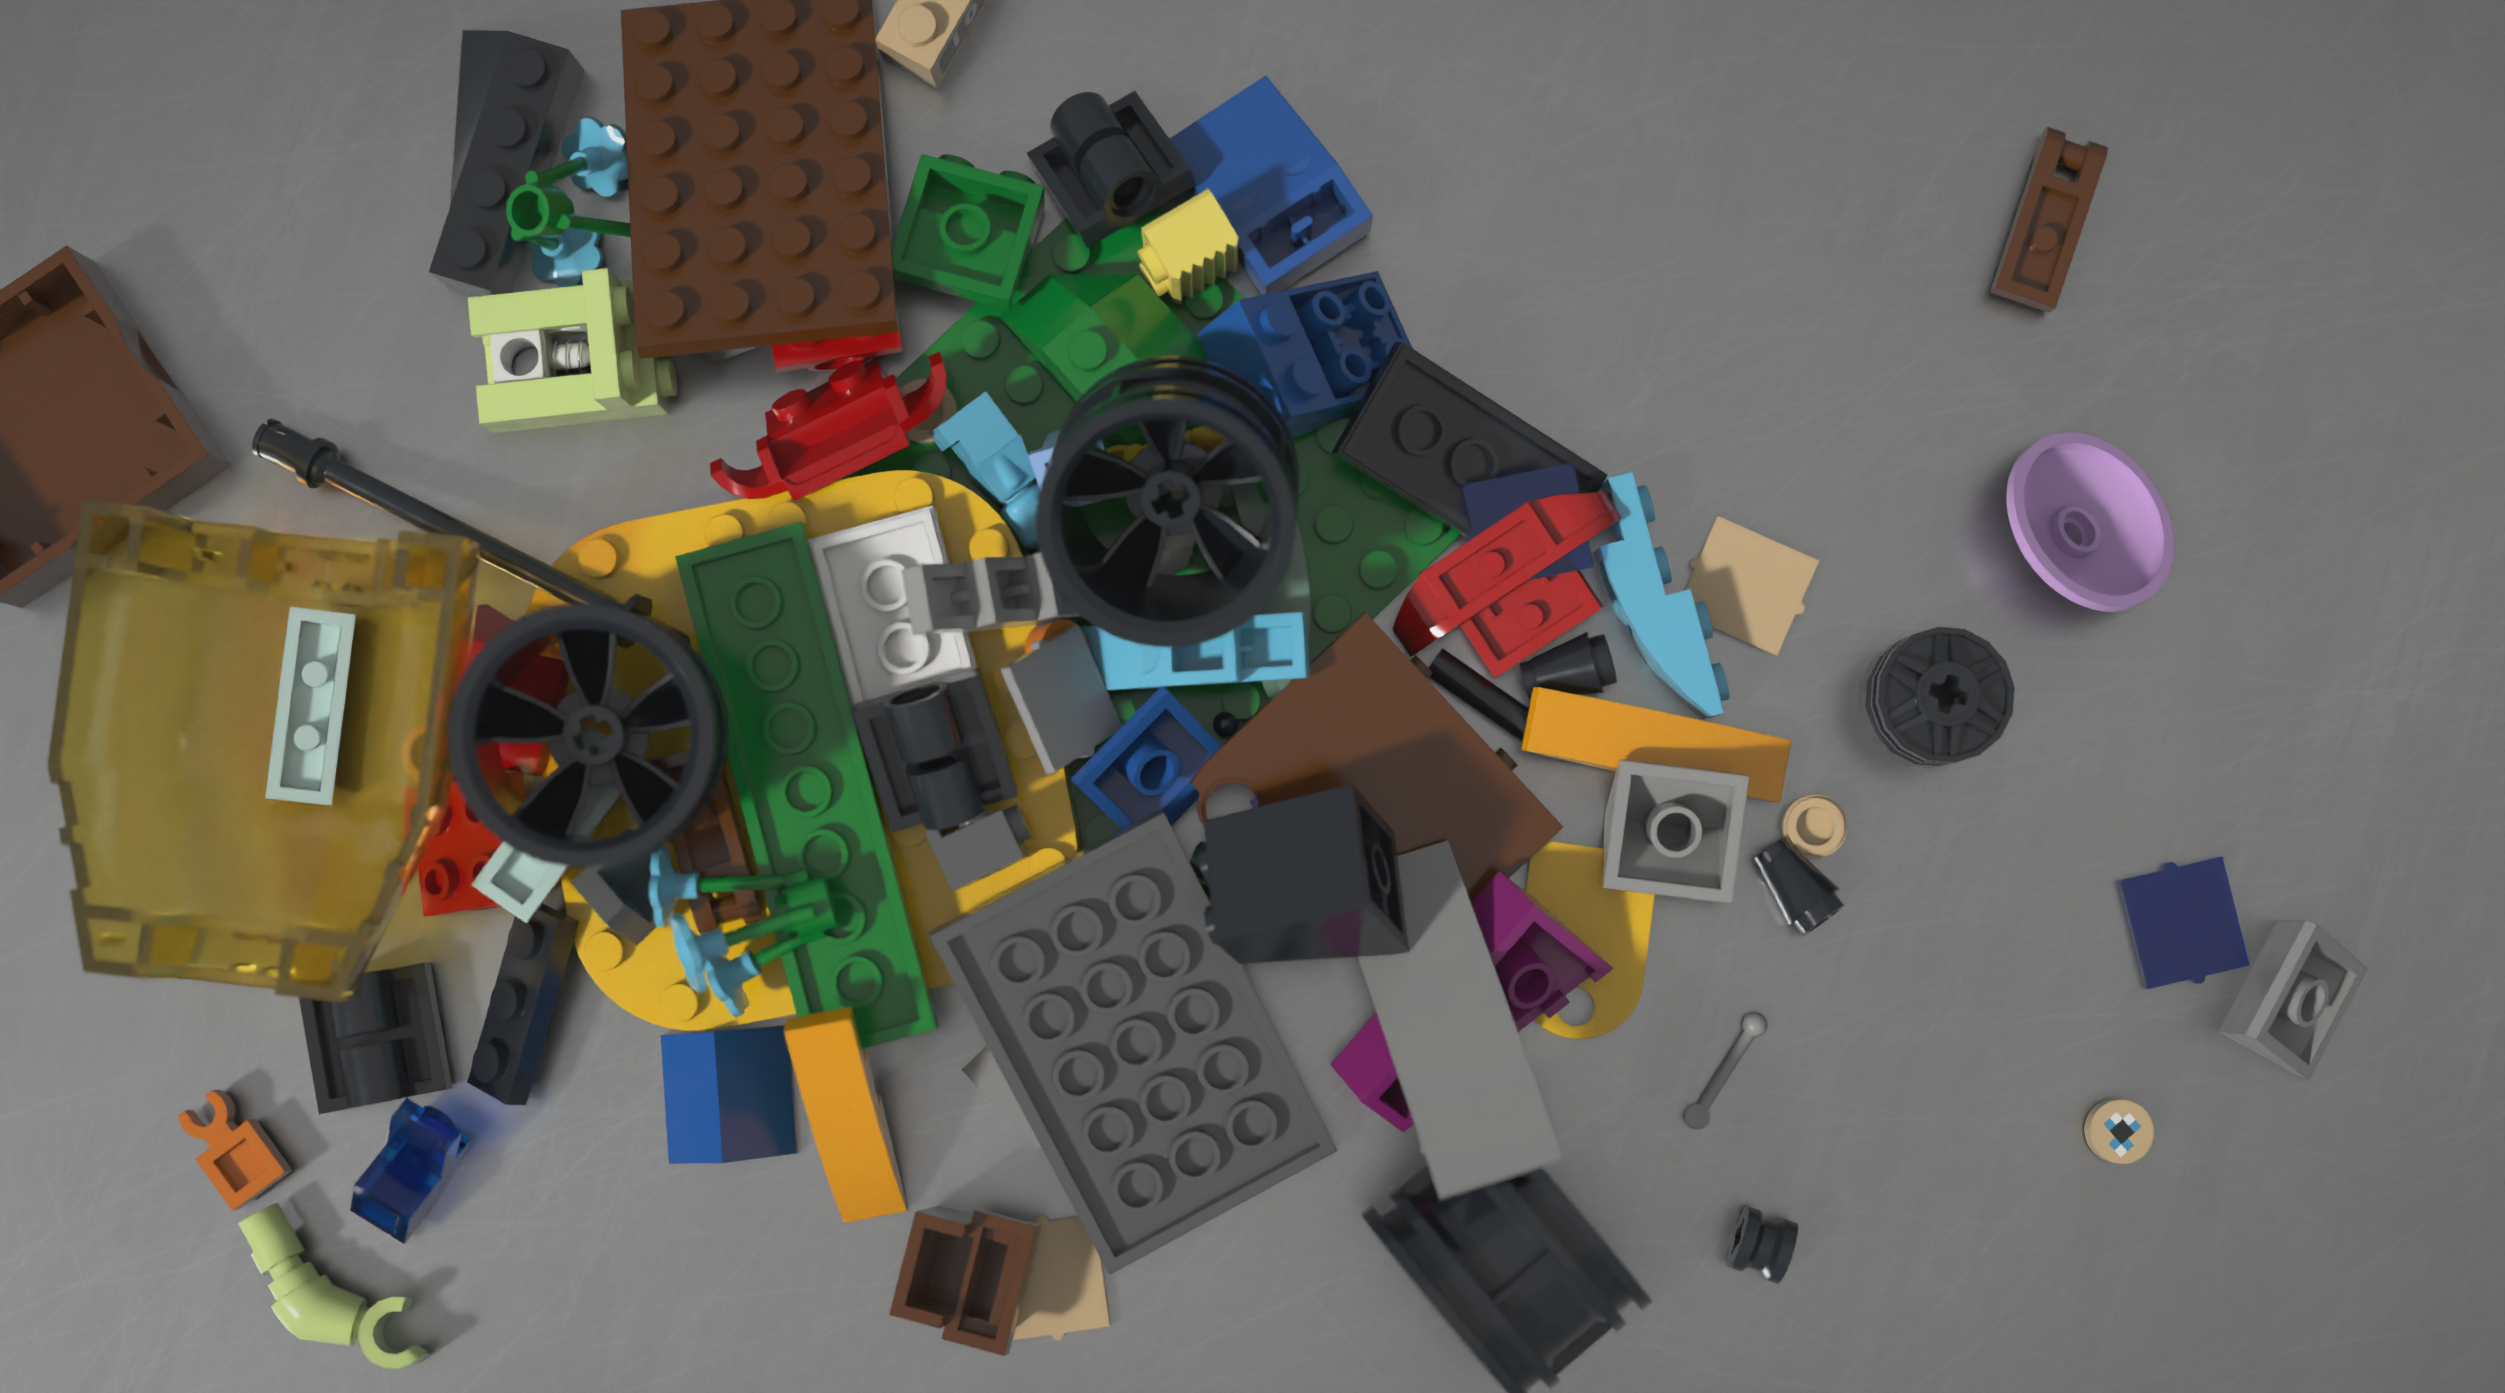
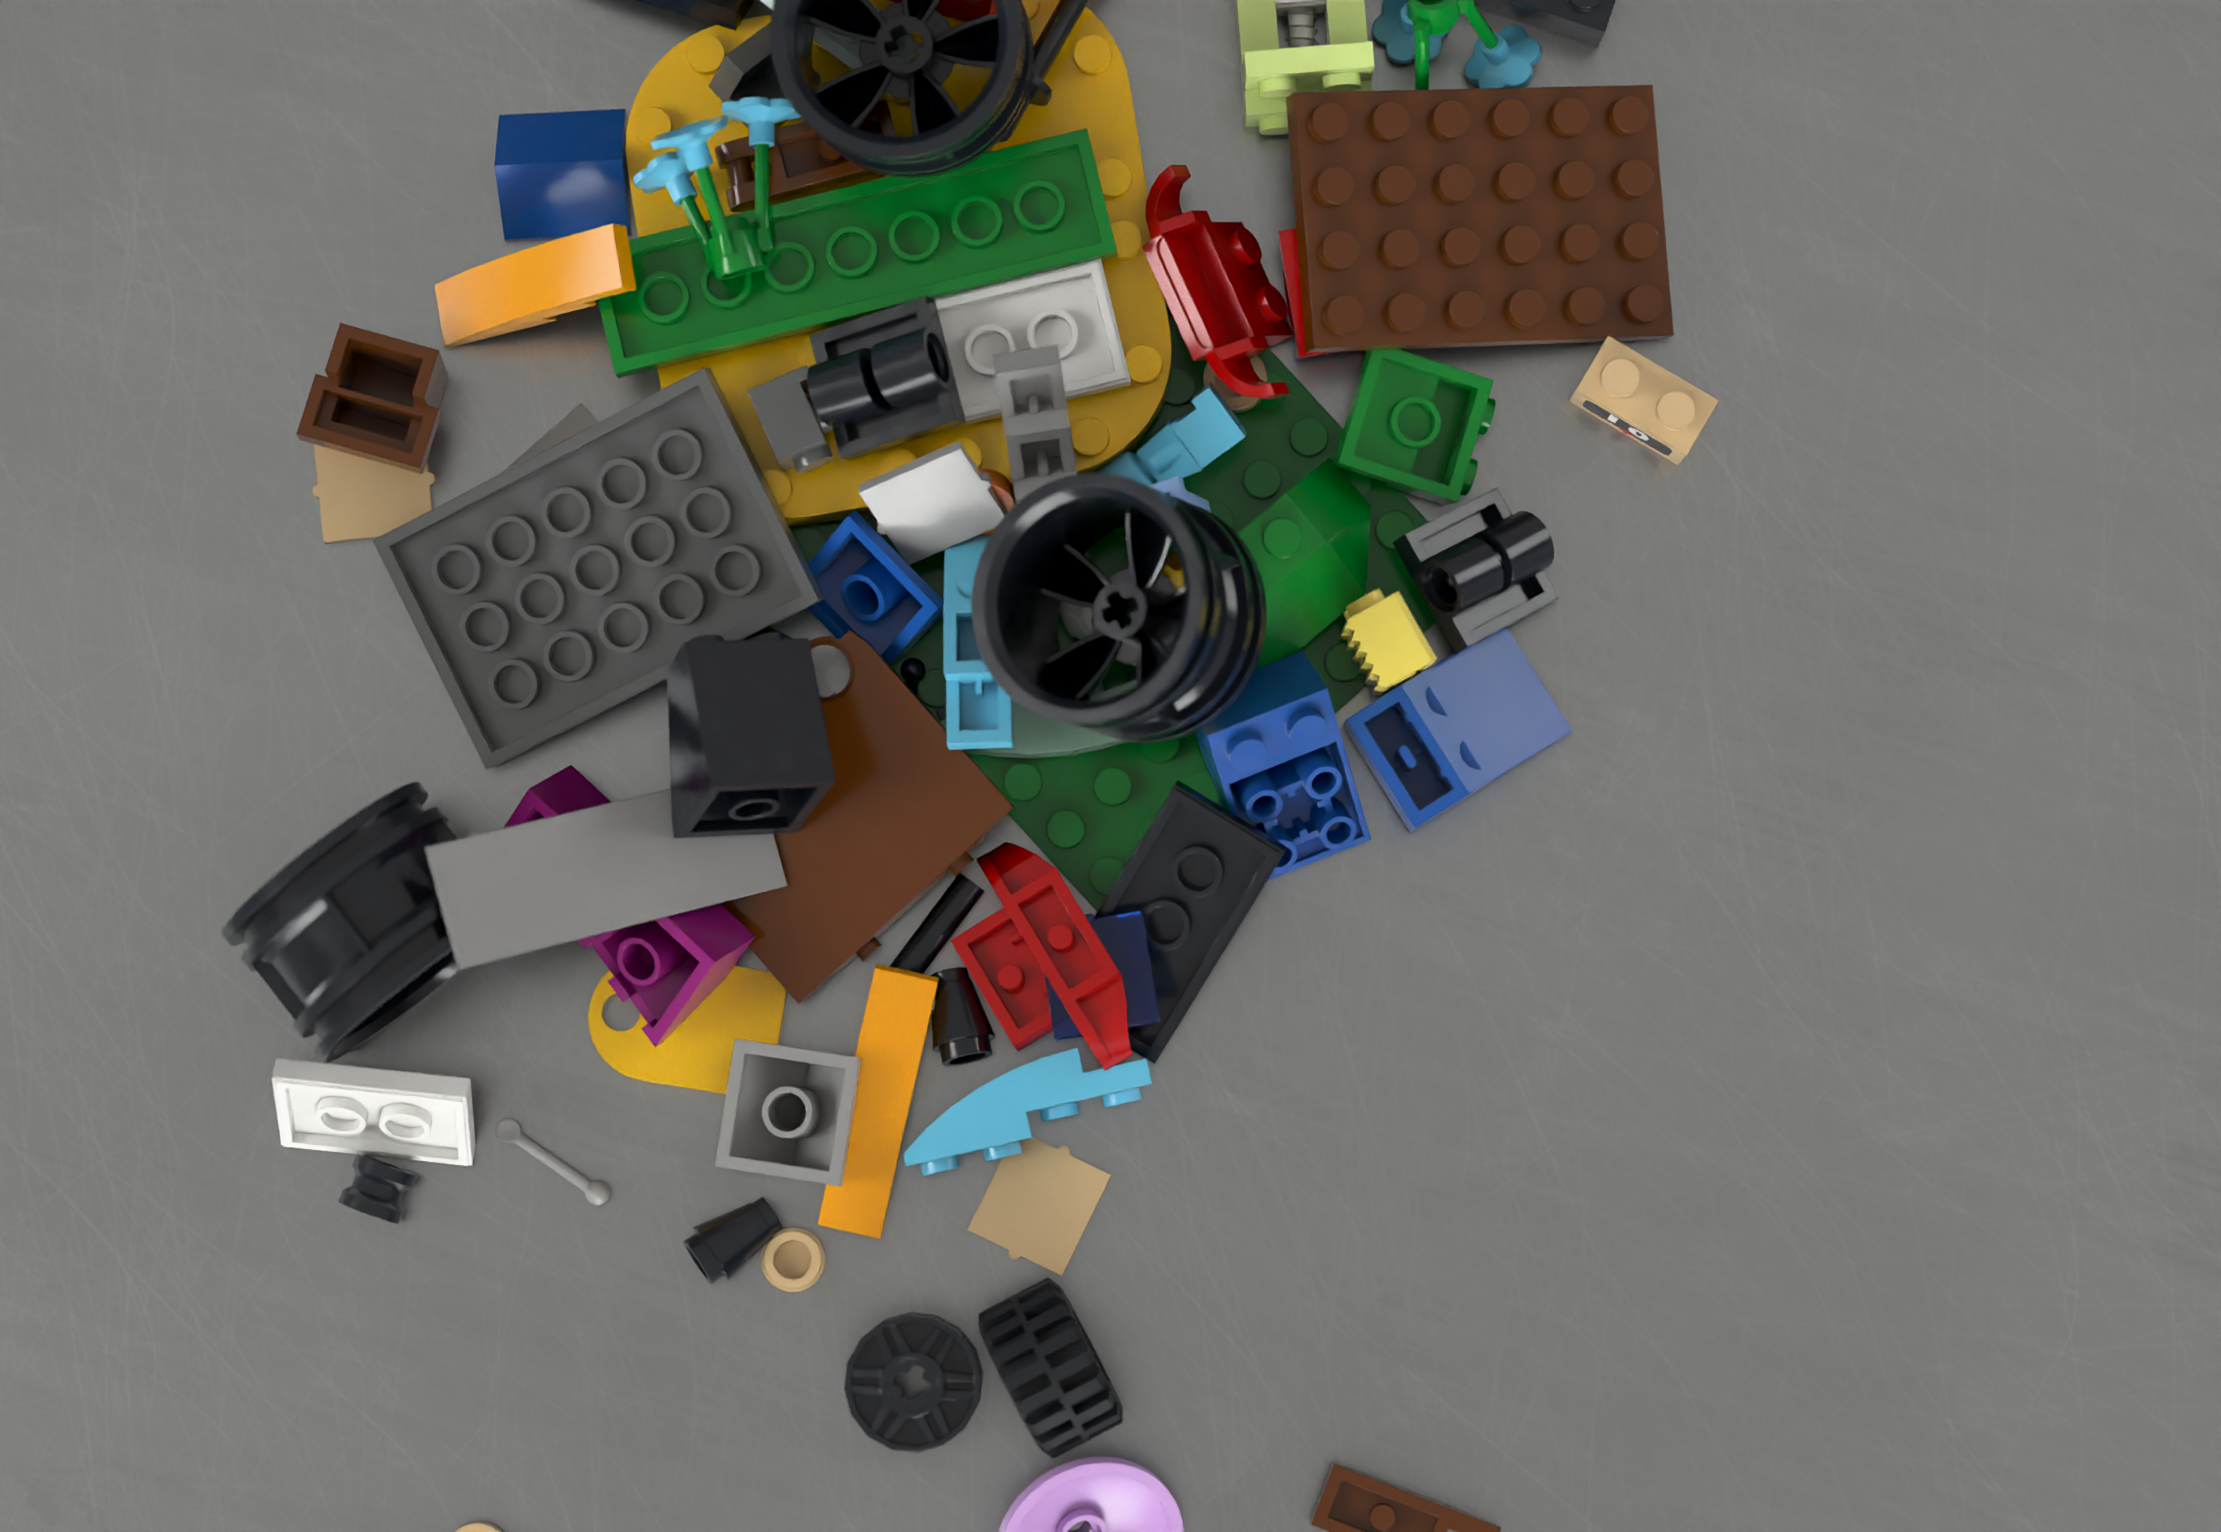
camera: 90 degrees right, 0 degrees up
(1689, 1250) = (374, 1112): none -> white tile
(1920, 561) = (1050, 1368): none -> black tyre

